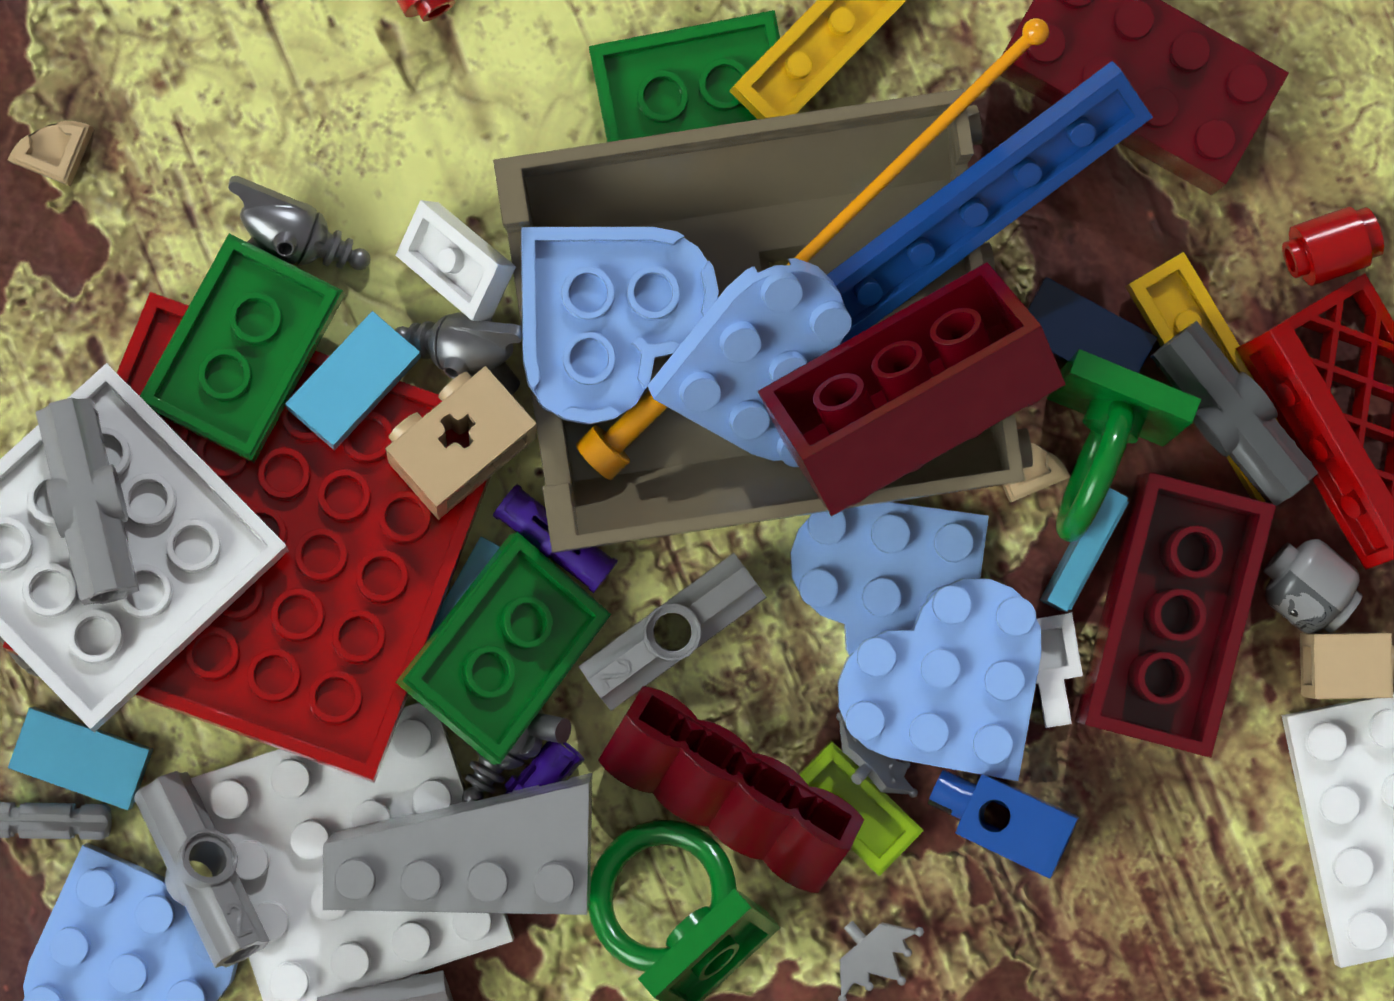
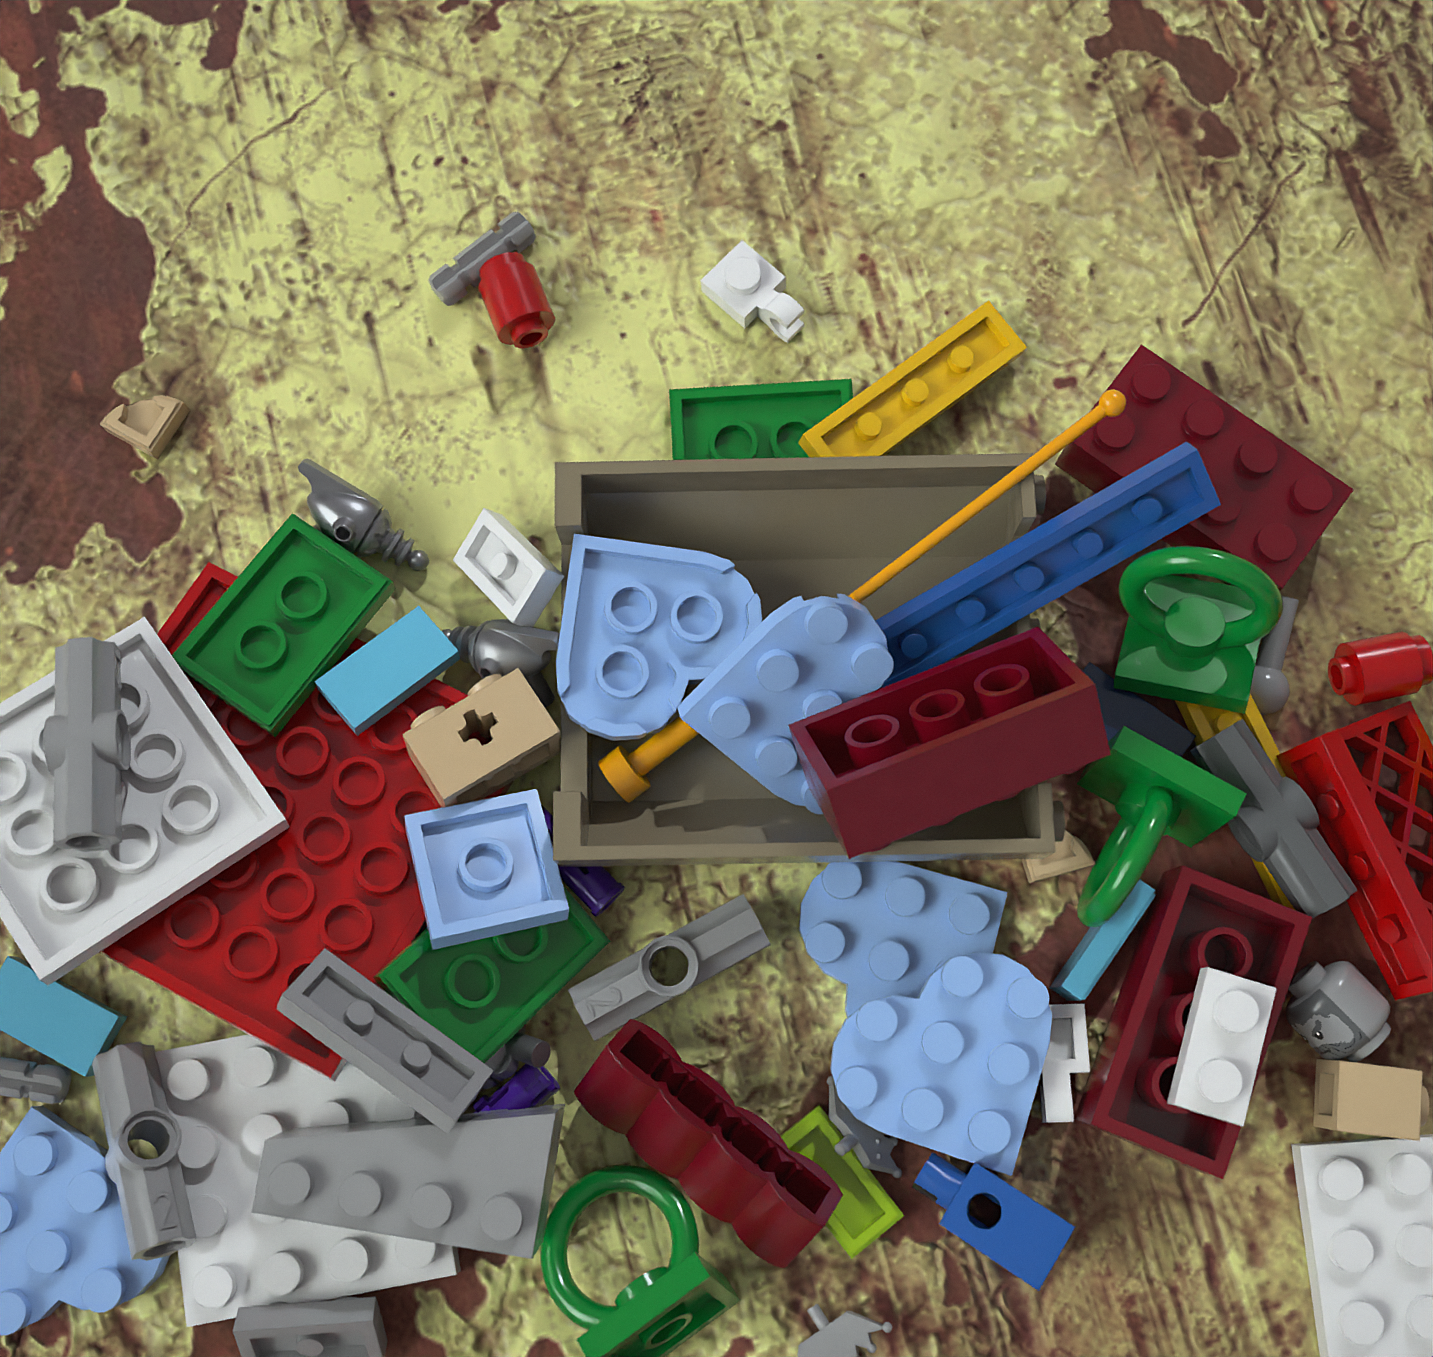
camera: 10 degrees right, 10 degrees down
(420, 739) = (384, 1040): none -> light grey plate
(485, 564) = (485, 868): none -> light blue plate
(1141, 239) = (1191, 634): none -> green tile
(1199, 637) = (1221, 1046): none -> white plate
(1223, 273) = (1269, 684): none -> light grey bar

